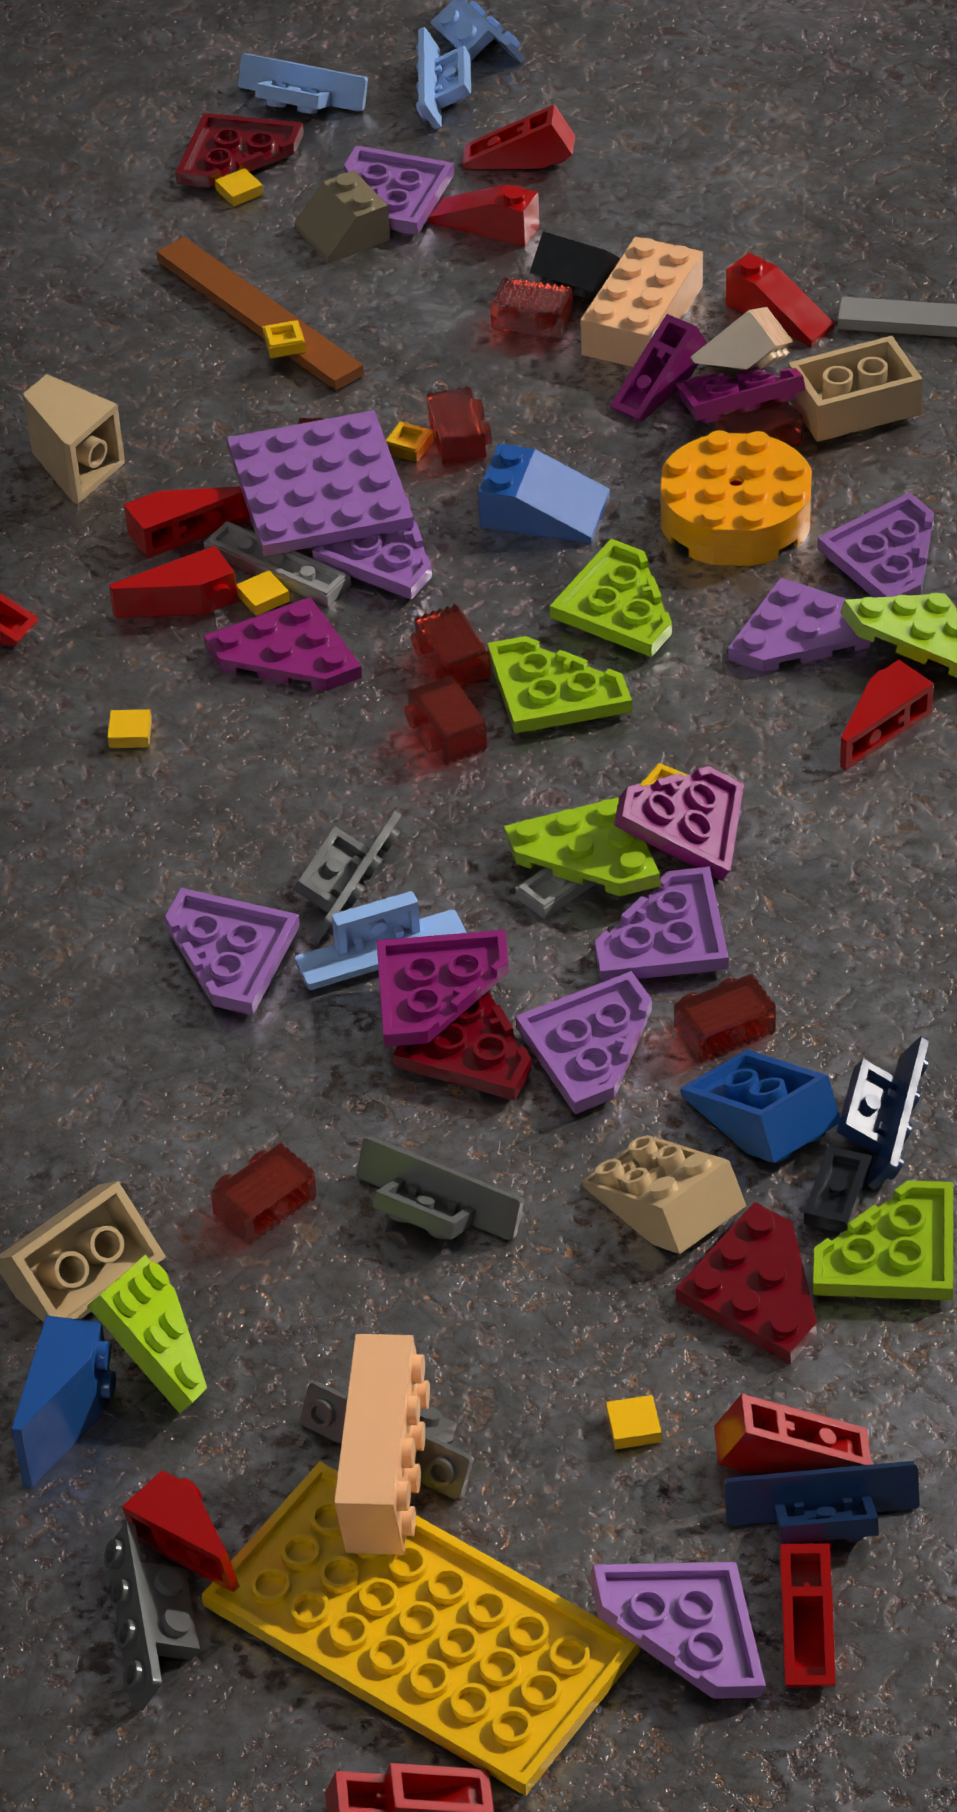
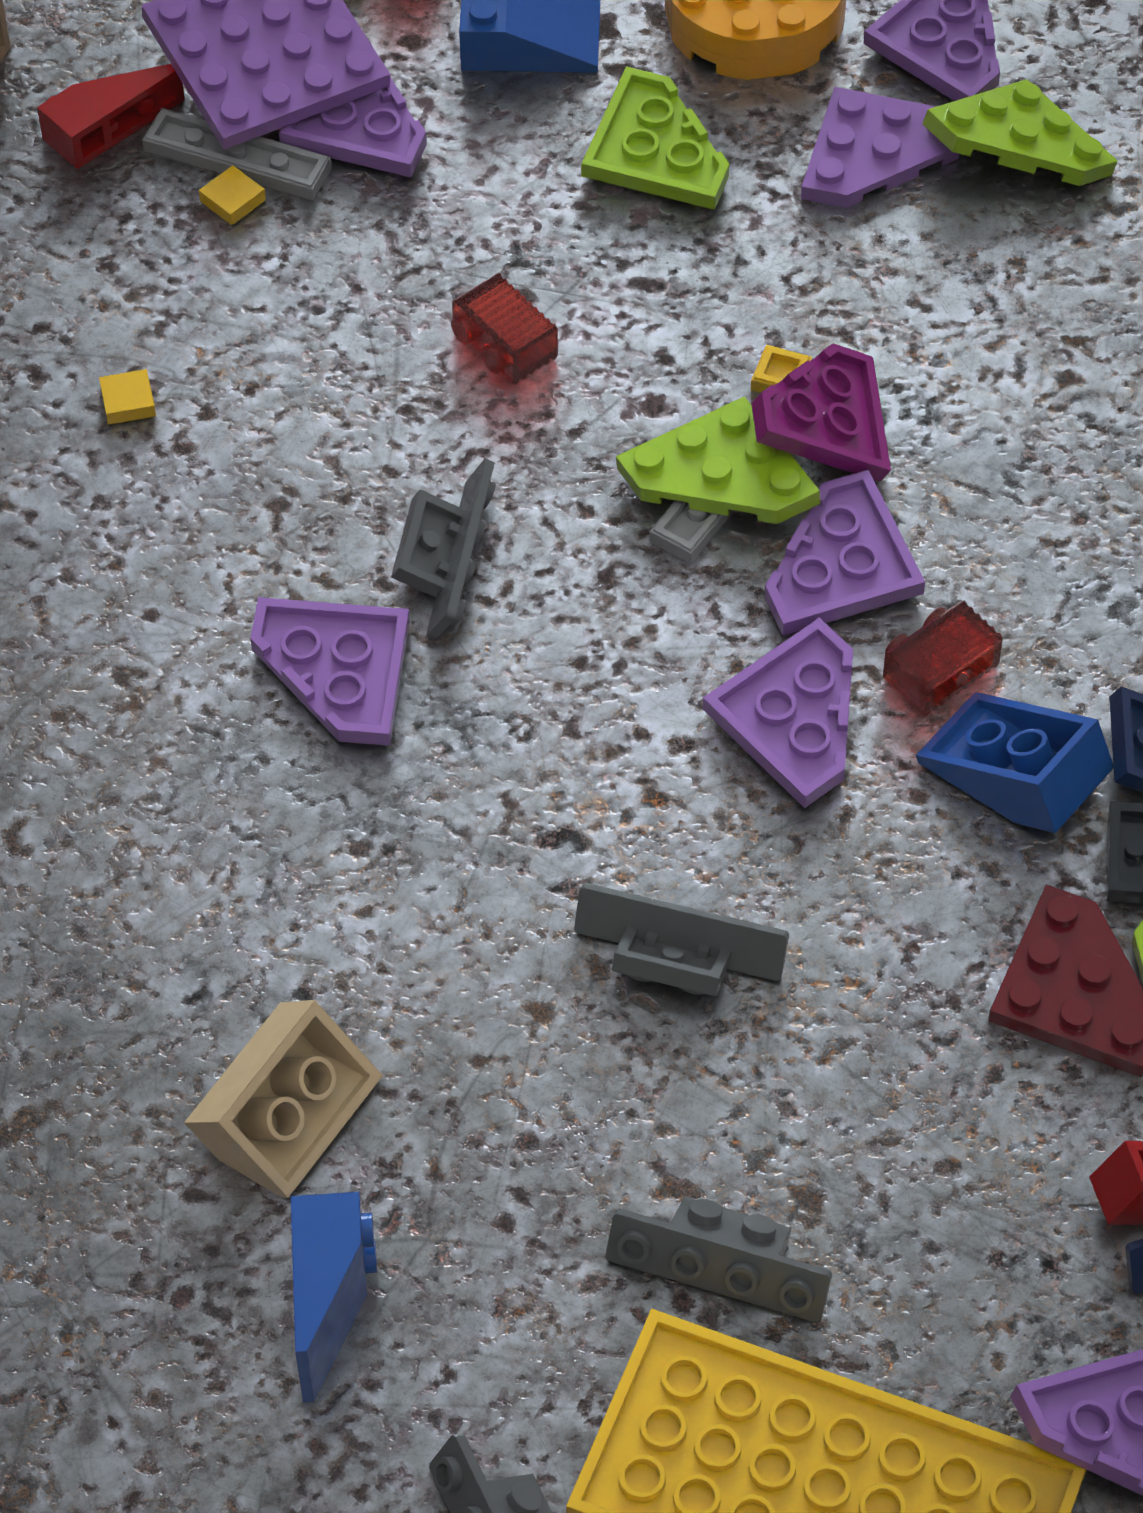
camera: 15 degrees left, 10 degrees up
(150, 1326) = (402, 1178): lime plate -> none
(176, 1525) = (516, 1425): red slope -> none
(177, 588) = (133, 205): red slope -> none
(263, 1192) = (476, 974): clear red brick -> none
(286, 645) = (282, 260): magenta plate -> none
(356, 937) = (513, 625): light blue bracket -> none
(381, 1444) = (738, 1285): light nougat brick -> none
(435, 980) = (600, 671): magenta plate -> none
(451, 646) = (481, 233): clear red brick -> none
(472, 1052) = (650, 734): dark red plate -> none
(553, 688) = (613, 266): lime plate -> none
(633, 1422) = (991, 1186): yellow tile -> none
(667, 1191) = (943, 889): tan slope -> none
(888, 707) = (1012, 229): red slope -> none

